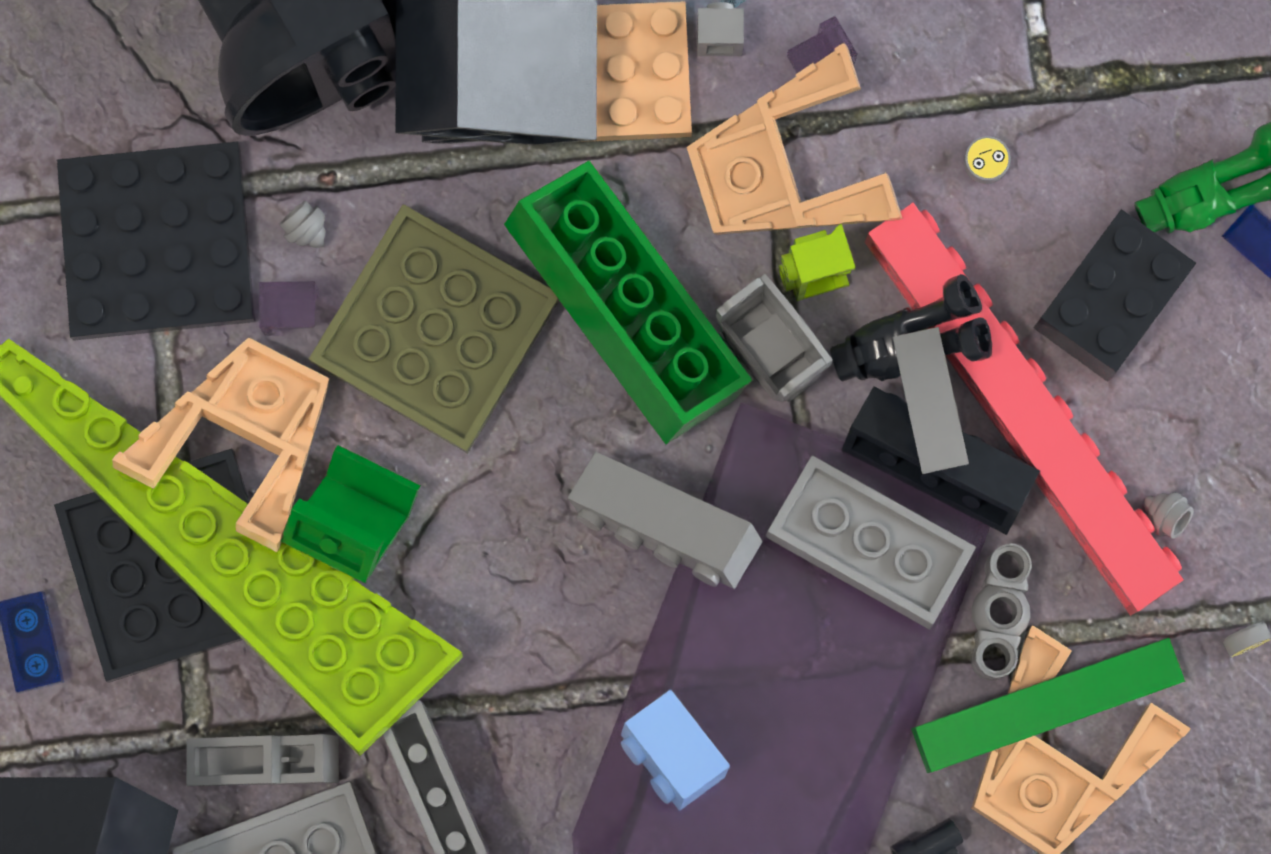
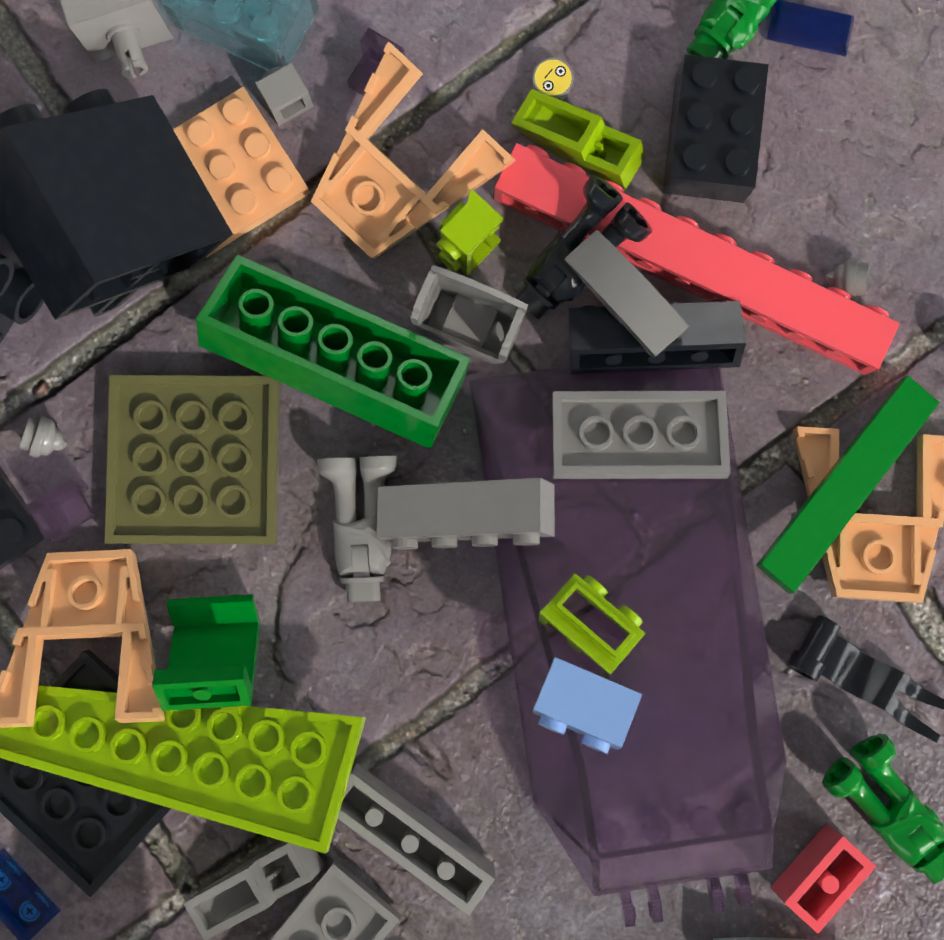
camera: 30 degrees left, 5 degrees up
(542, 502) = (357, 550): none -> light grey piece
(706, 692) = (580, 636): none -> lime window
(979, 231) = (579, 138): none -> lime slope
(1011, 591) = (782, 445): light grey piece -> none

